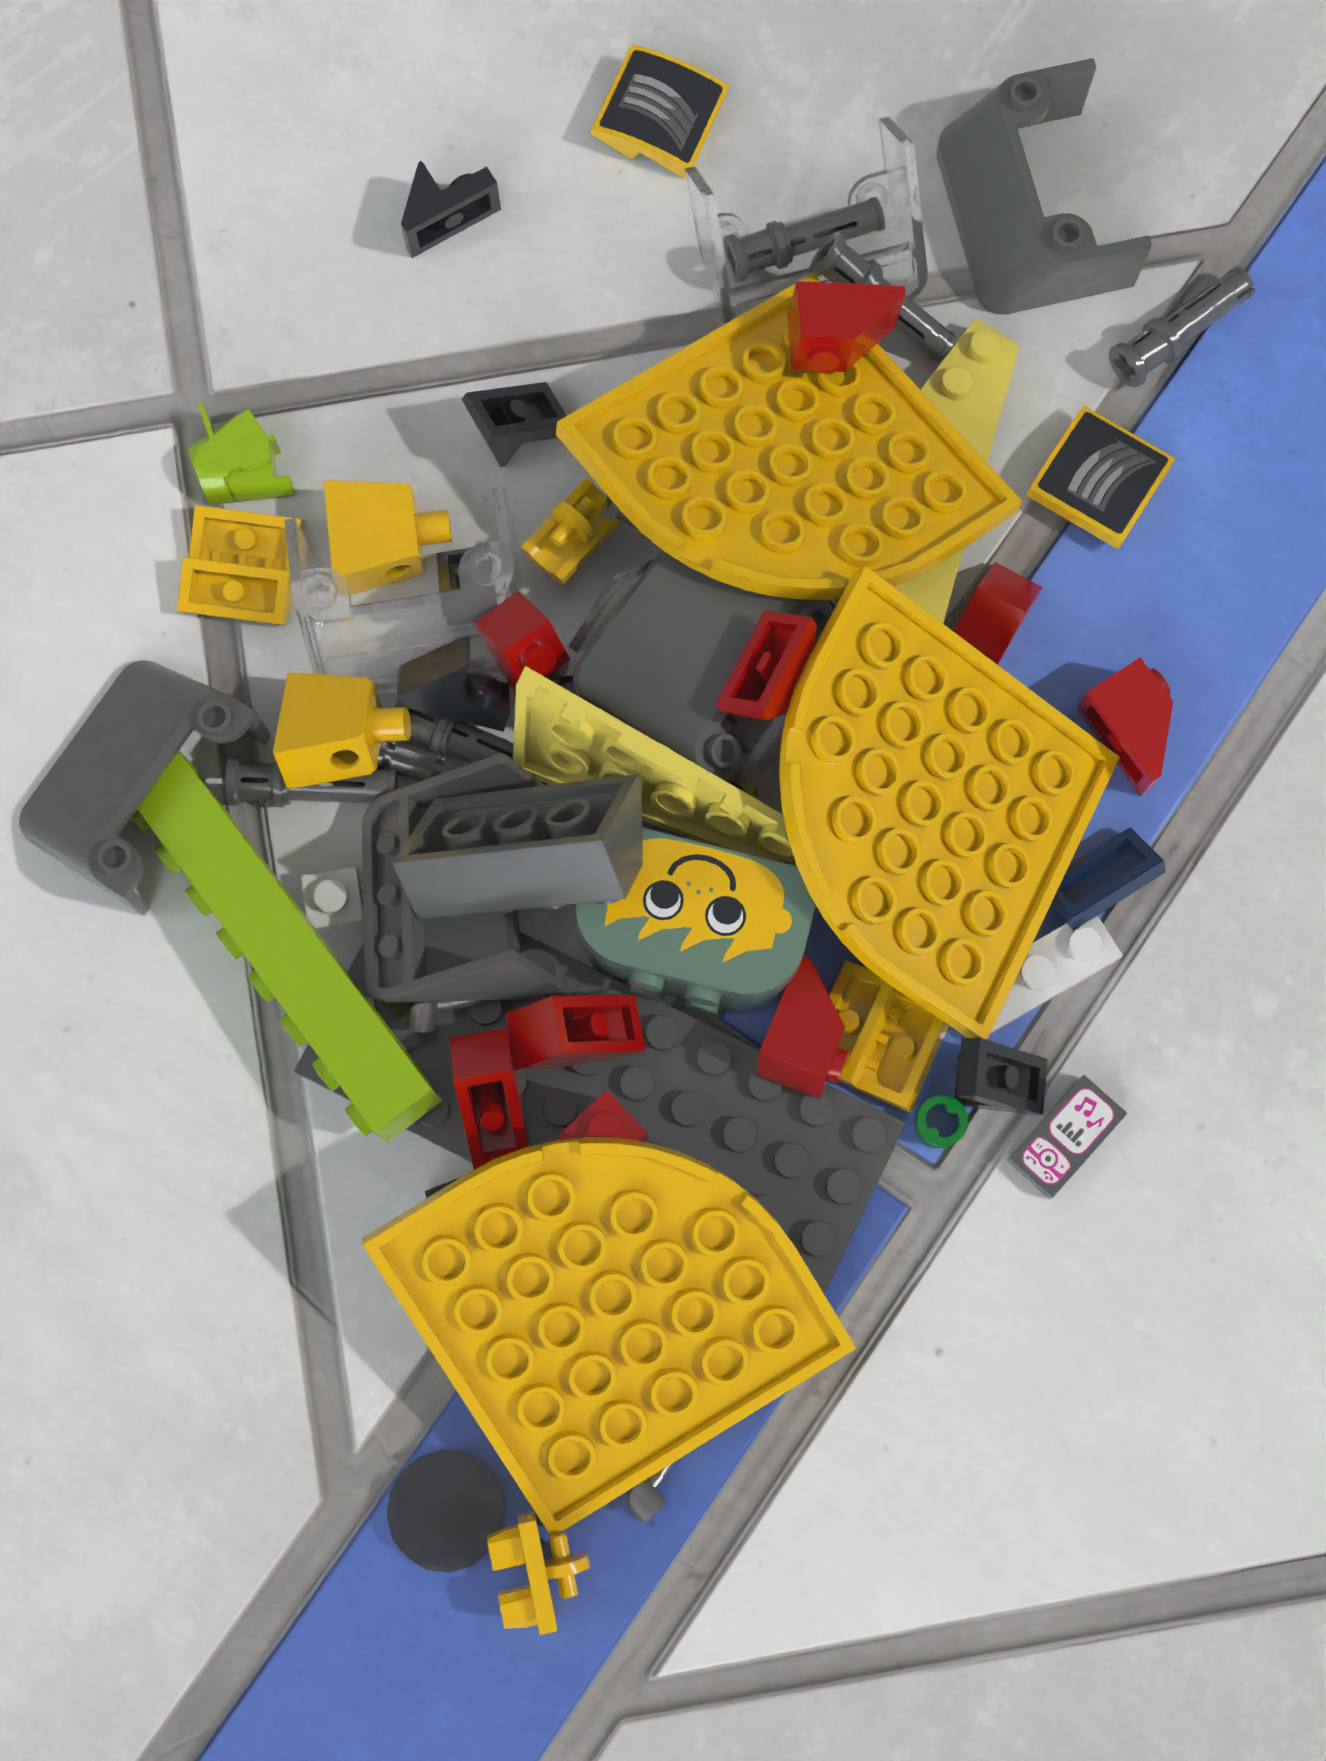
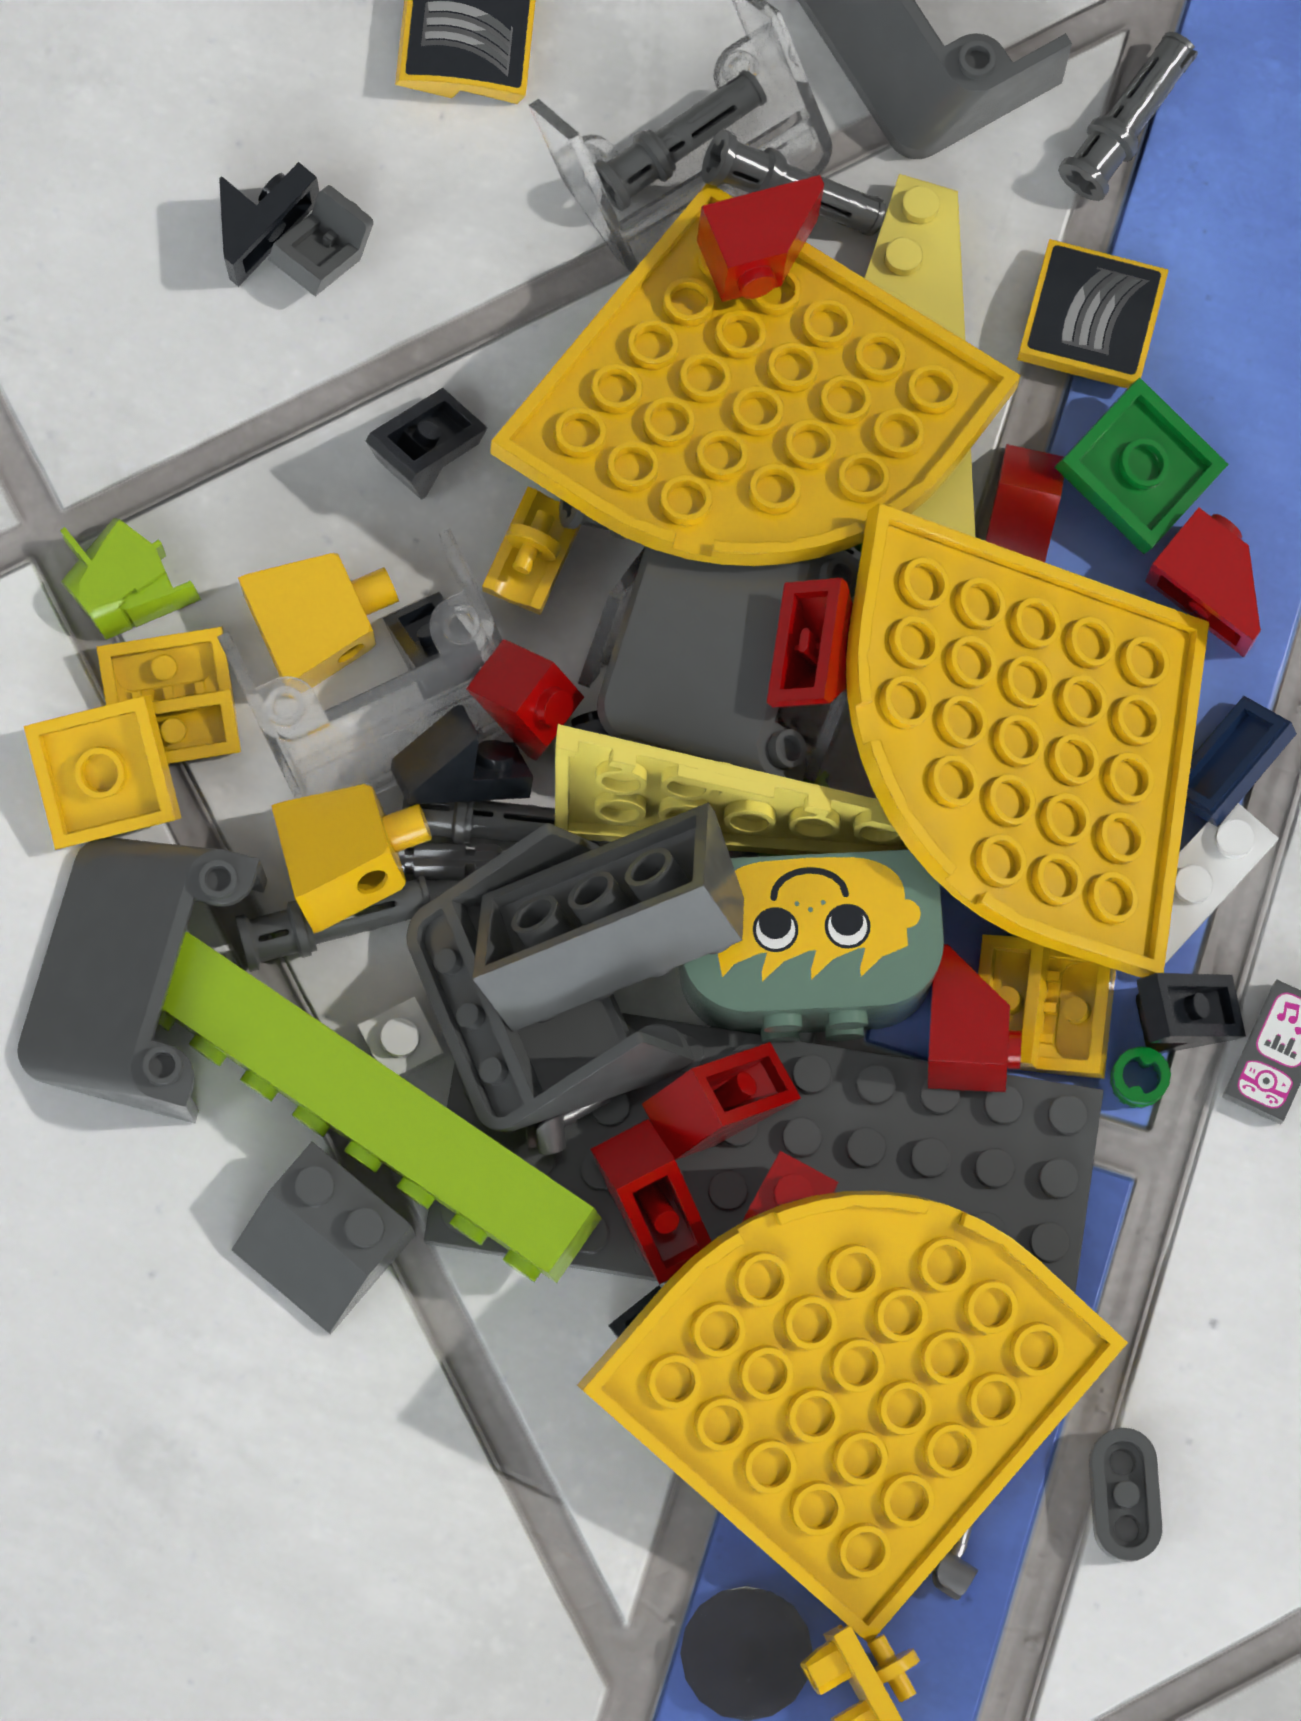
camera: 20 degrees left, 0 degrees up
(162, 605) = (102, 772): none -> yellow plate
(211, 1042) = (322, 1237): none -> dark grey slope
(489, 240) = (323, 242): none -> dark grey bracket
(814, 1478) = (1125, 1495): none -> dark grey plate
(1102, 610) = (1141, 465): none -> green plate

